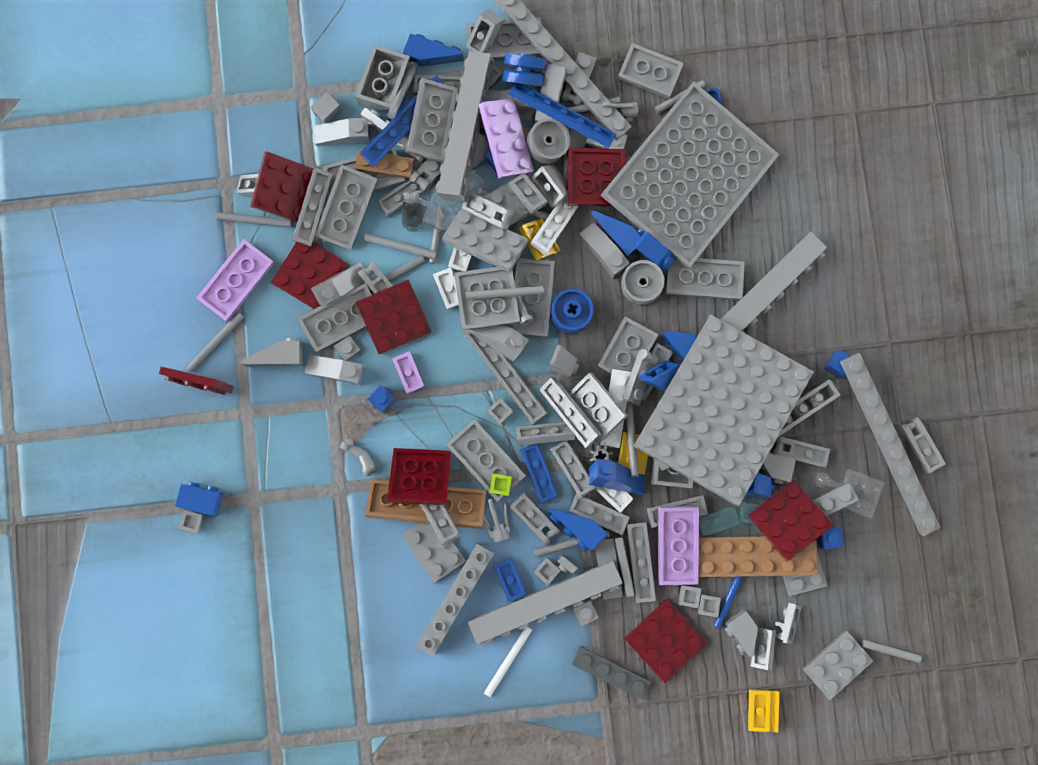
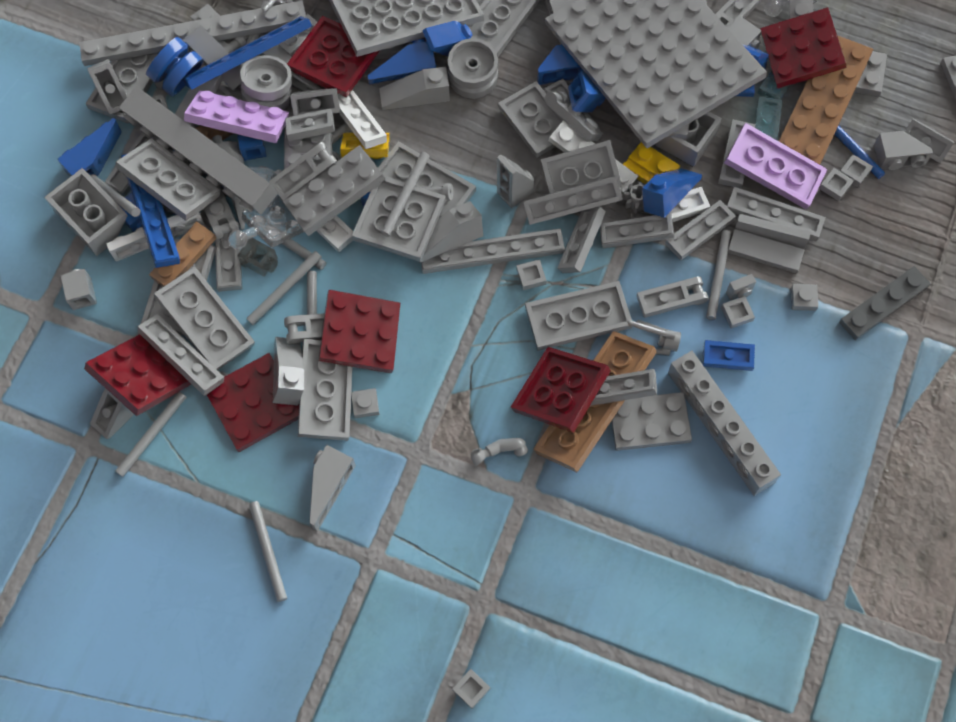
camera: 60 degrees left, 15 degrees down
(195, 381) = (304, 582): dark red plate -> none
(199, 499) = (448, 663): blue brick -> none
(235, 280) = (209, 488): lavender plate -> none
(335, 369) = (382, 426): light grey slope -> none
(343, 132) = (117, 284): light grey slope -> none
(382, 399) = (447, 390): blue brick -> none
(408, 372) = (432, 349): lavender plate -> none
(447, 287) = (362, 261): white plate -> none
(500, 484) = (616, 307): lime plate -> none
(508, 661) = (822, 404): white bar -> none
(539, 473) = (622, 270): blue tile -> none
(544, 602) = (773, 330): light grey brick -> none
(577, 301) = (463, 148): blue wheel -> none
(582, 529) = (710, 250): blue slope -> none
(632, 440) = (645, 159): light grey bar -> none
(665, 640) = (873, 232): dark red plate -> none
(791, 616) = (902, 98): plate -> none
(831, 538) = (842, 21): blue brick -> none

